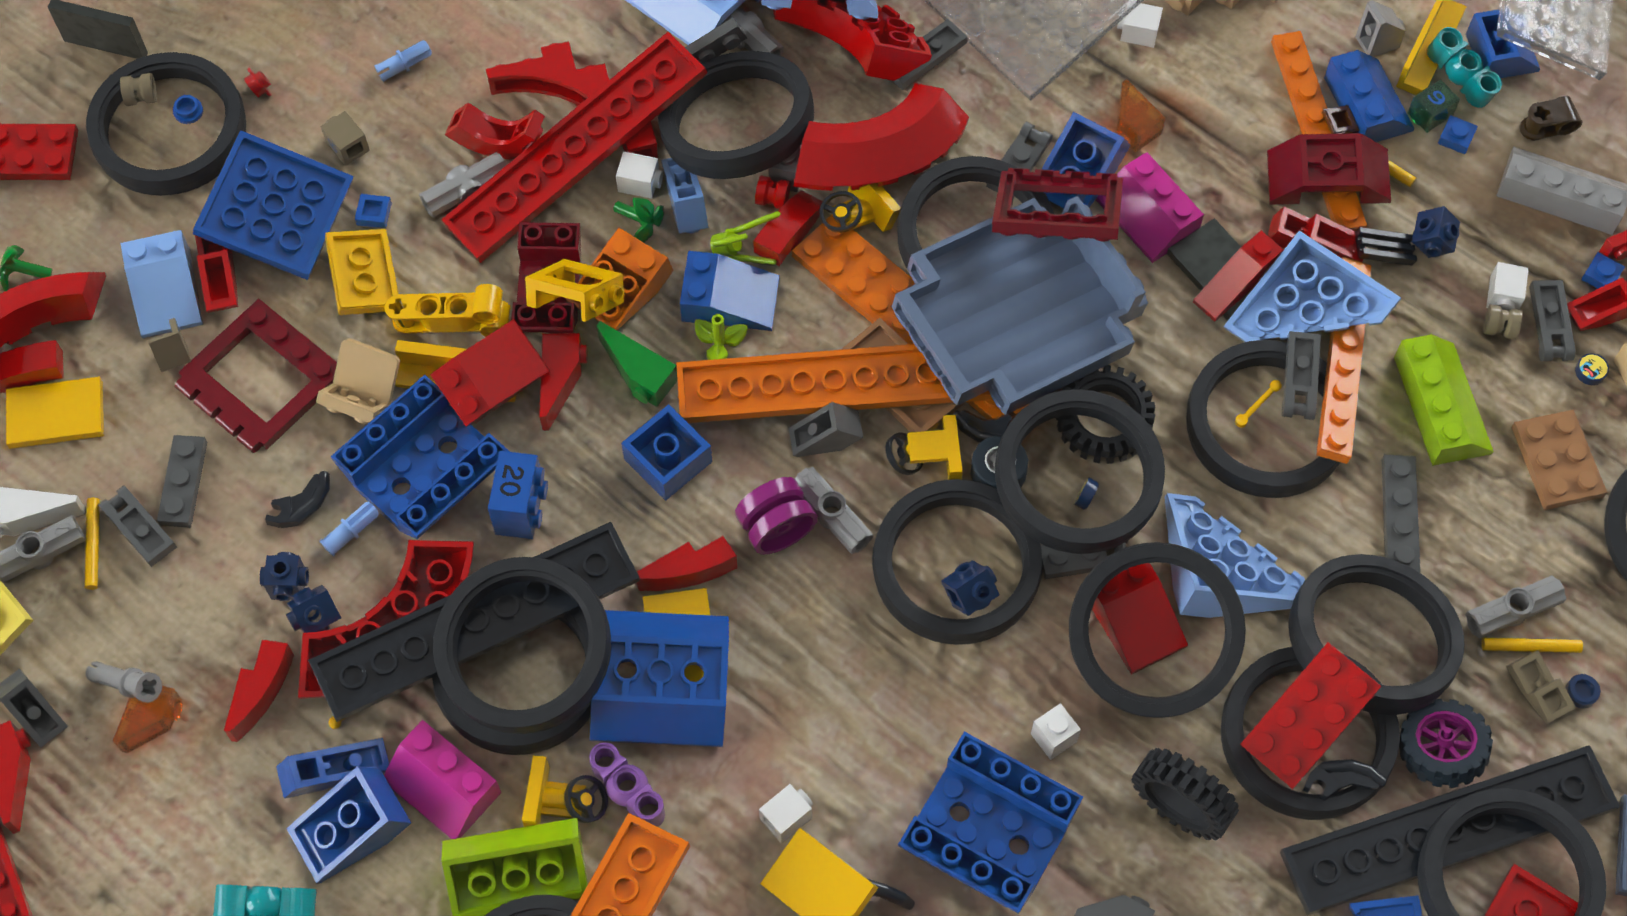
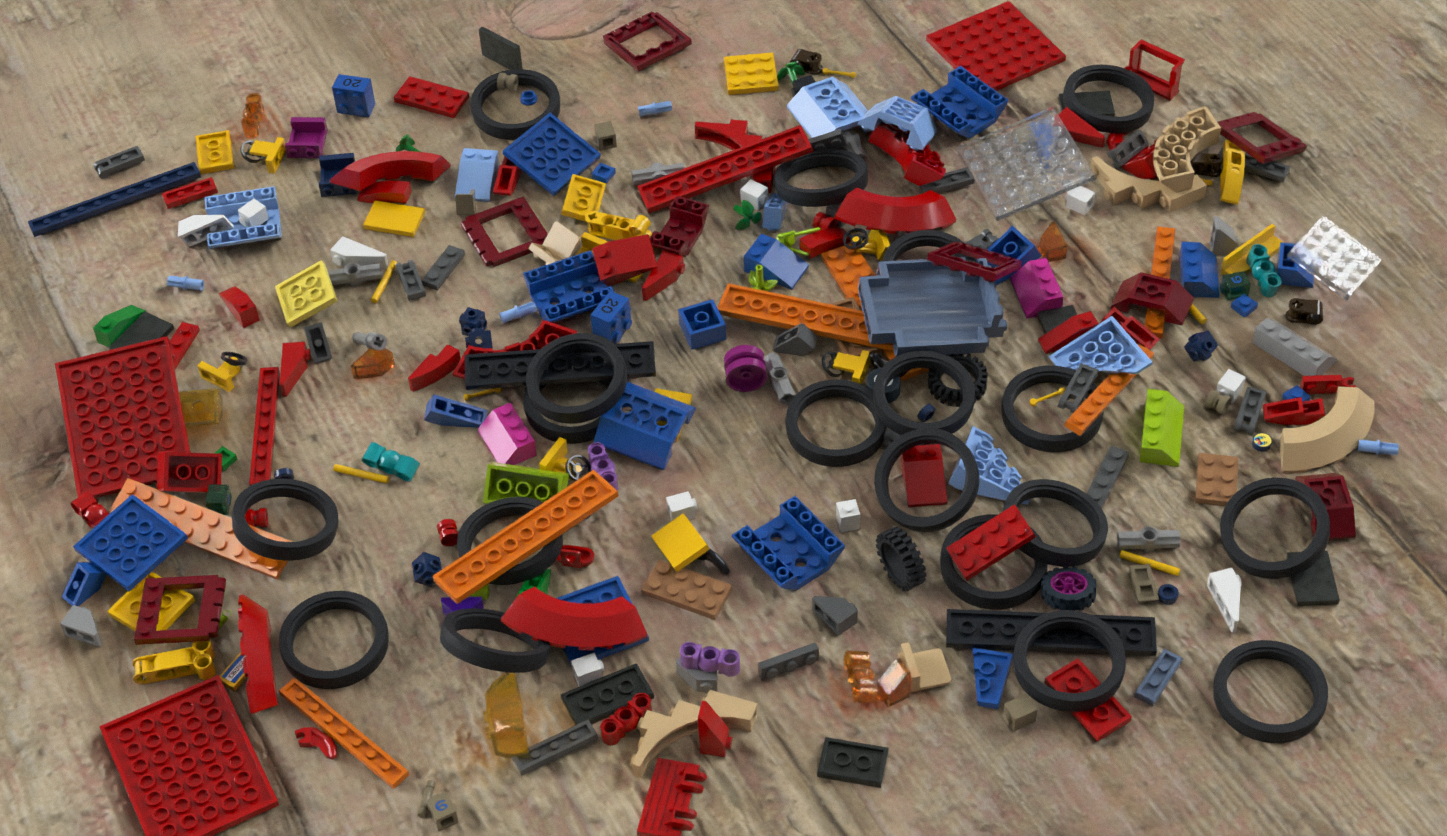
camera: 25 degrees right, 15 degrees down
(257, 83) = (572, 98): red plate -> none
(301, 506) = (498, 296): black piece -> none
(348, 823) = (451, 440): blue slope -> none
(490, 135) = (680, 152): red arch -> none
(559, 281) = (693, 231): yellow panel -> none
(642, 270) = (719, 239): orange slope -> none
(644, 371) = (709, 283): green slope -> none
(688, 567) = (686, 381): red slope -> none
(971, 587) = (826, 428): dark blue brick -> none
(1340, 120) = (1173, 274): reddish brown slope -> none
(1342, 773) = (996, 580): black piece -> none
(1384, 242) = (1168, 347): black tile -> none

